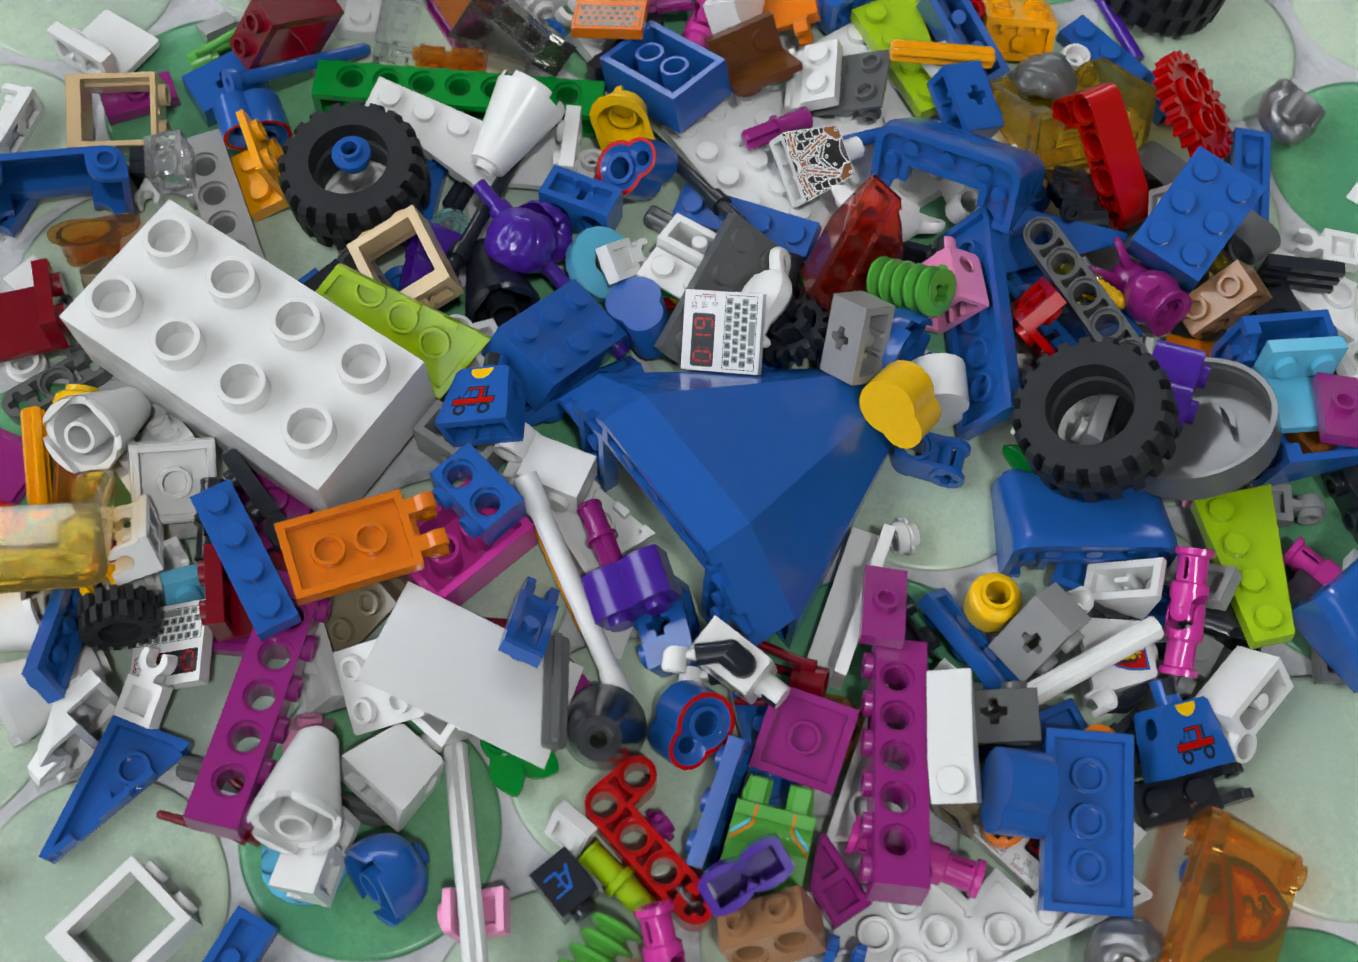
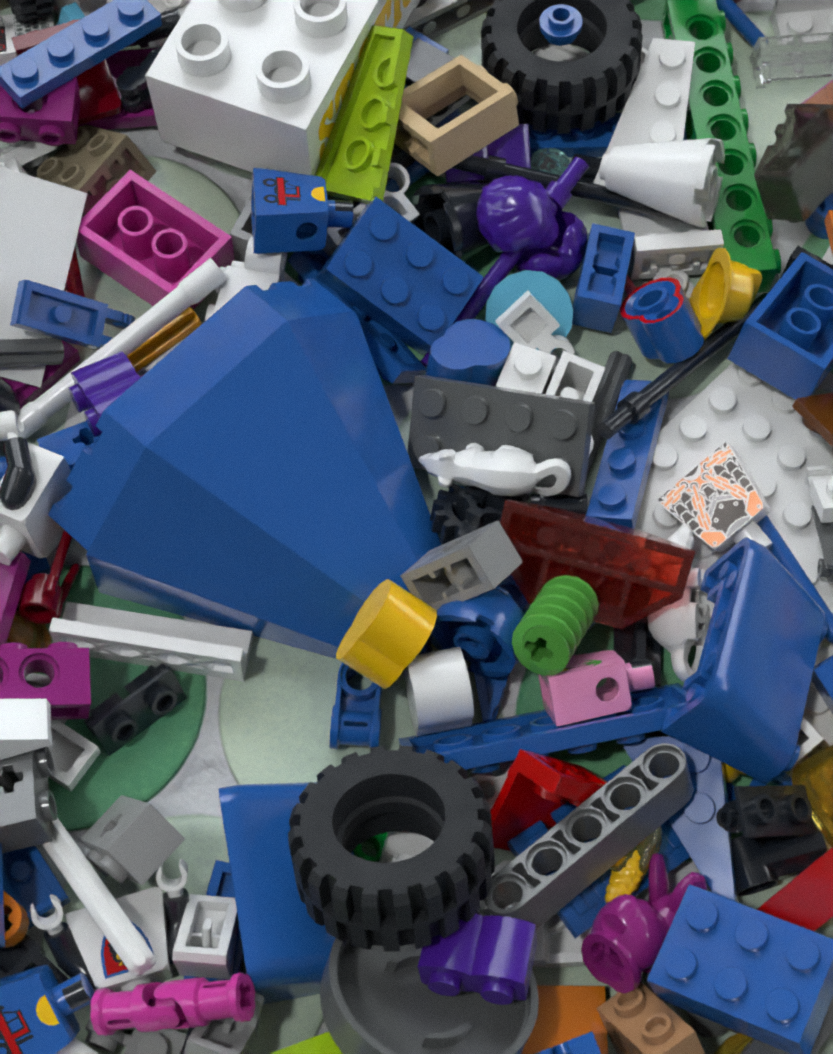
camera: 80 degrees right, 0 degrees up
(359, 544) = (114, 138): orange tile -> none
(457, 59) = (763, 114): clear orange hinge -> none
(484, 490) = (196, 234): blue brick -> none
(723, 331) = (436, 426): tile -> none
(763, 133) = (769, 463): magenta axle -> none
(883, 607) = (126, 650): magenta plate -> none
(905, 537) = (249, 688): white plate -> none
(966, 641) = (125, 771): blue plate -> none
(992, 602) = (175, 775): yellow head -> none

